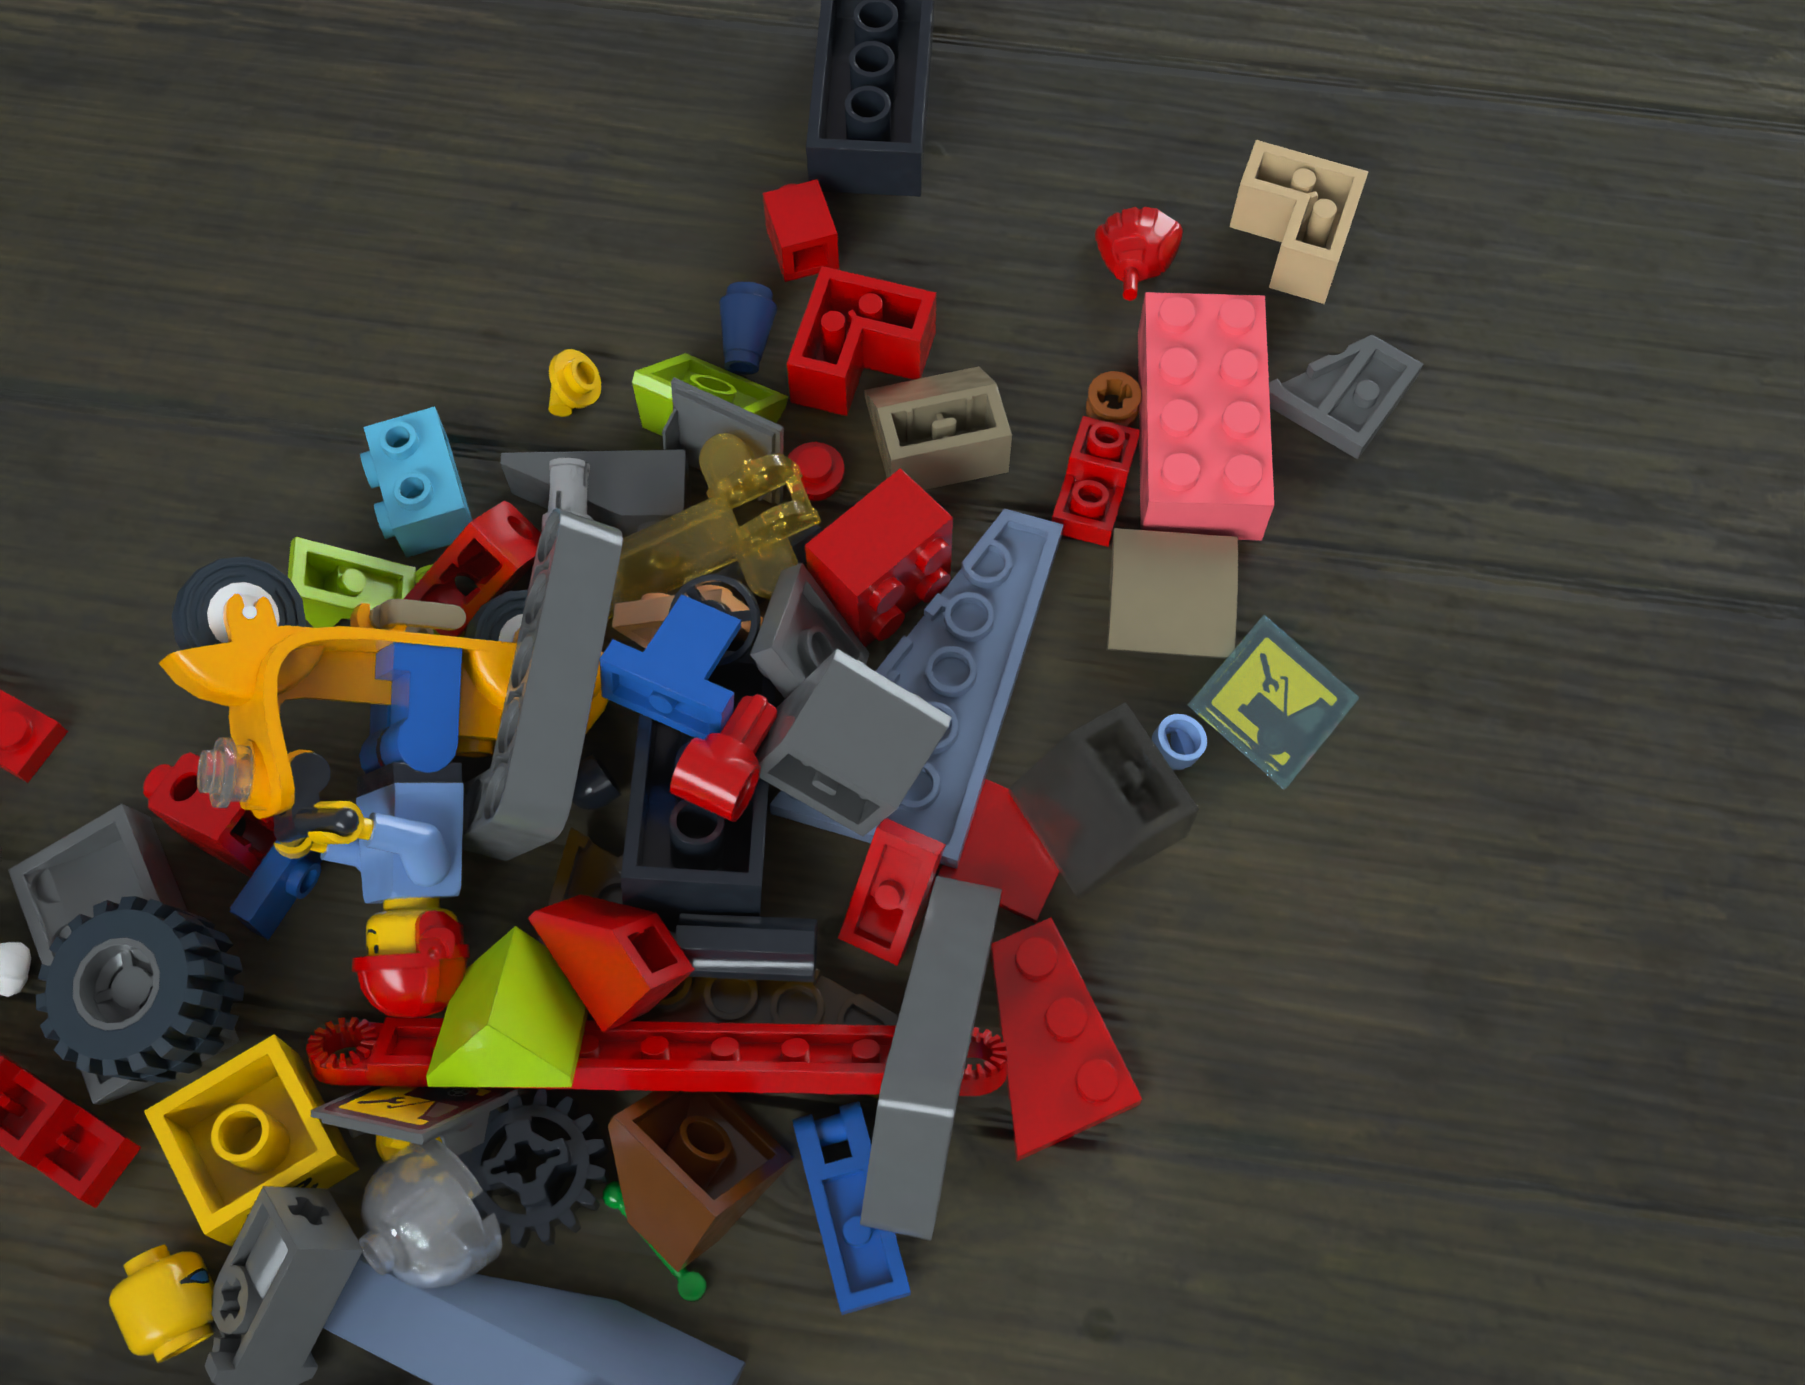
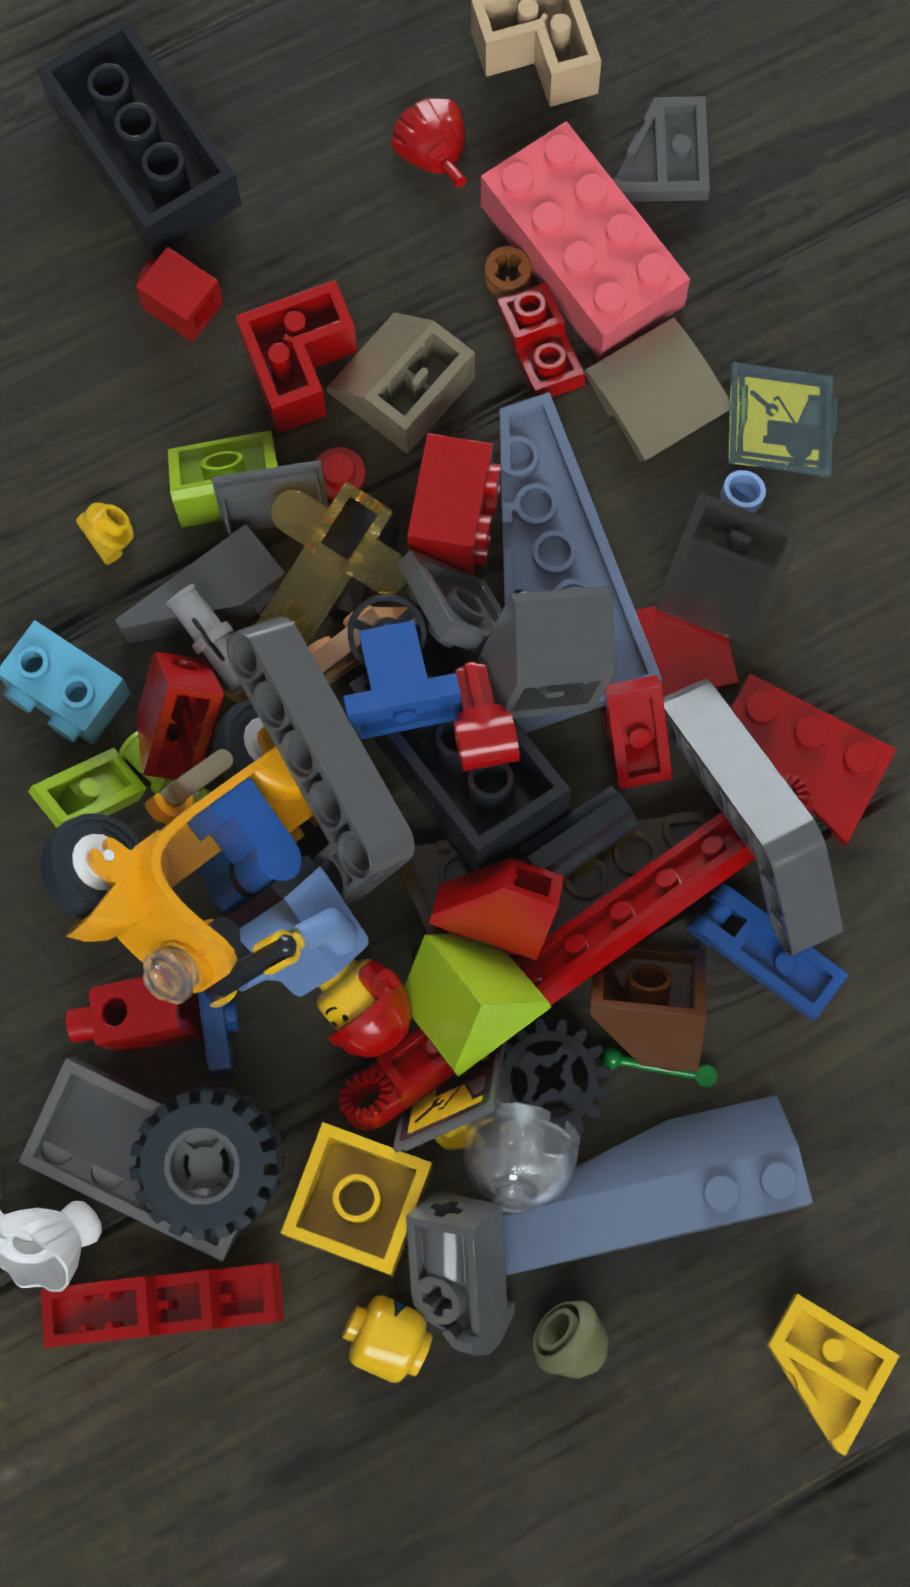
camera: 35 degrees left, 10 degrees up
(746, 325) = (199, 397): dark blue cone -> none

